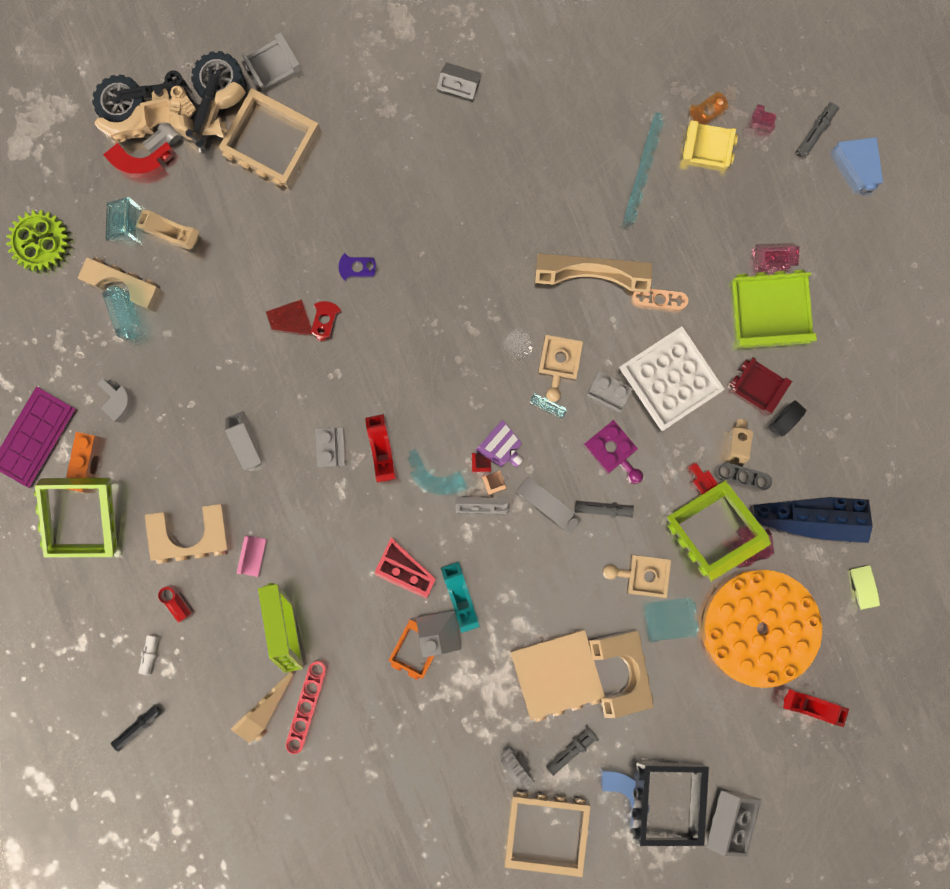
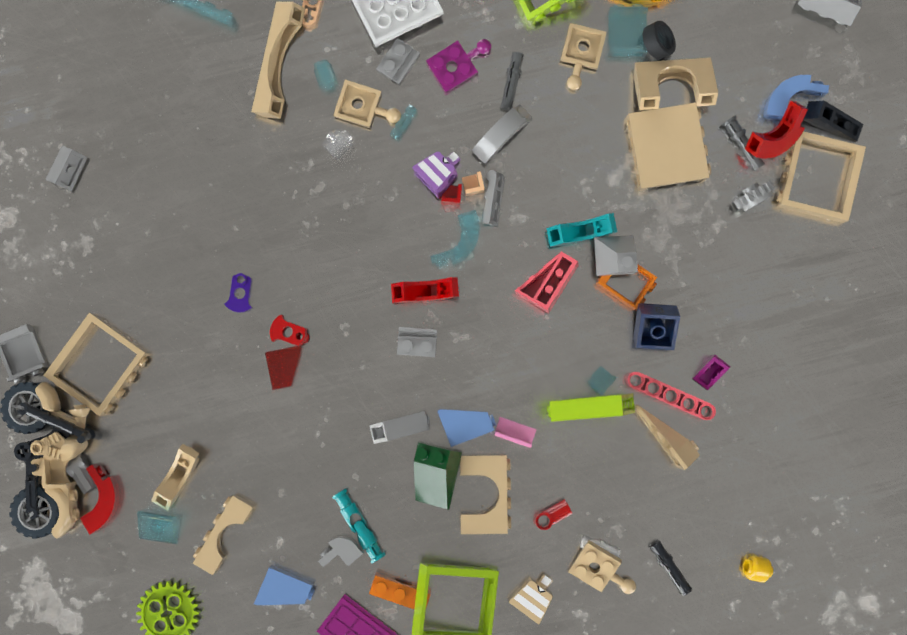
camera: 90 degrees left, 0 degrees up
(73, 349) = (283, 588): none -> medium blue slope
(91, 593) = (533, 598): none -> torso
(122, 313) = (254, 533): clear light blue window -> none
(130, 664) = (608, 565): none -> tan plate
(131, 422) = (365, 536): none -> teal piece
(145, 814) = (757, 568): none -> yellow head
(201, 482) = (435, 474): none -> slope
(253, 505) = (465, 425): none -> medium blue slope
(314, 635) = (601, 380): none -> clear light blue panel
(335, 744) = (711, 371): none -> magenta slope
(372, 684) = (656, 326): none -> dark blue brick
(579, 788) = (781, 137): none -> red arch
(585, 321) = (325, 74): none -> clear light blue brick
(606, 840) = (833, 120): none -> black slope
(662, 644) = (659, 40): none -> black tyre
(697, 808) = (810, 29): black window -> none

